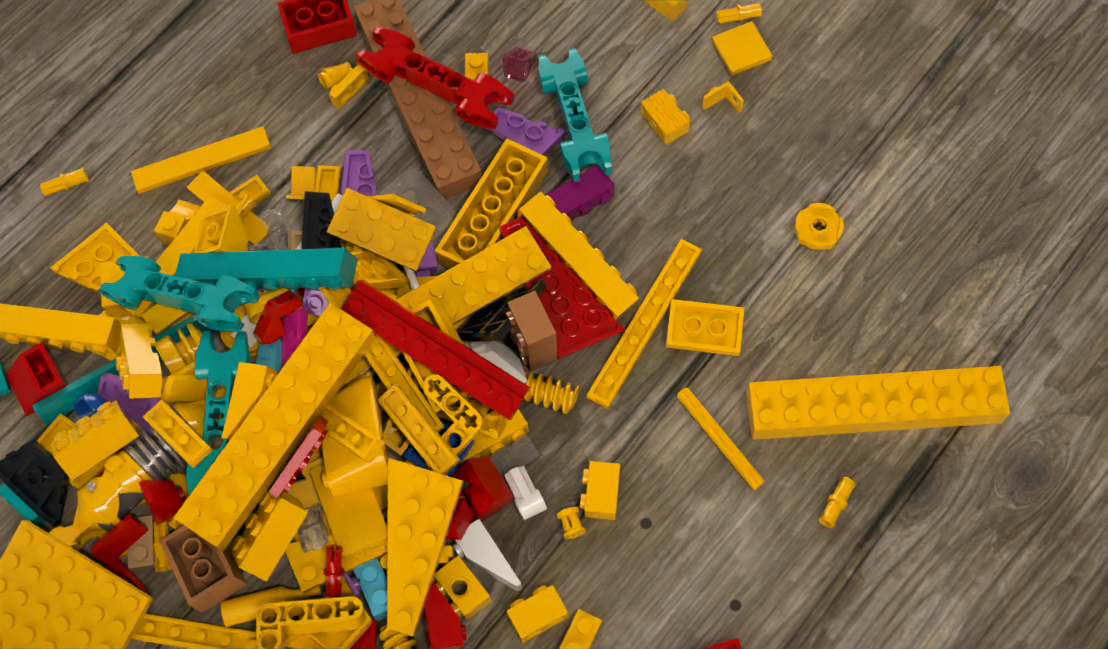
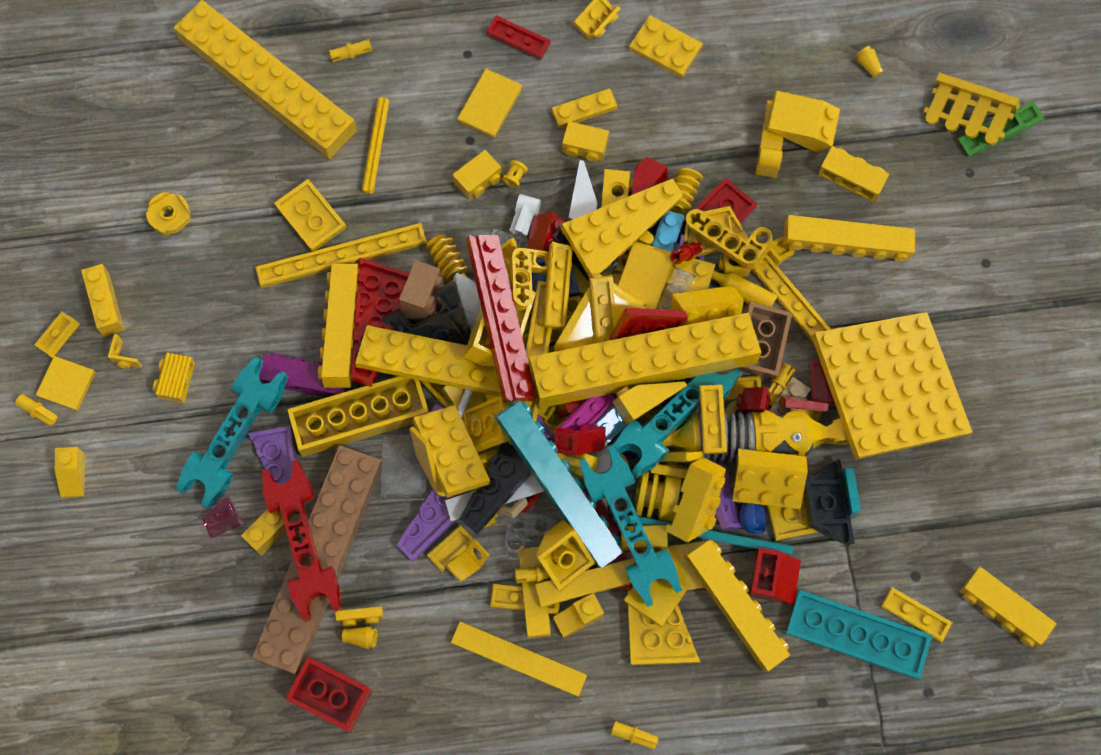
camera: 140 degrees left, 5 degrees up
(663, 573) = (490, 103): none -> yellow tile
(784, 119) = (102, 300): none -> yellow brick
(788, 69) = (57, 334): none -> yellow plate

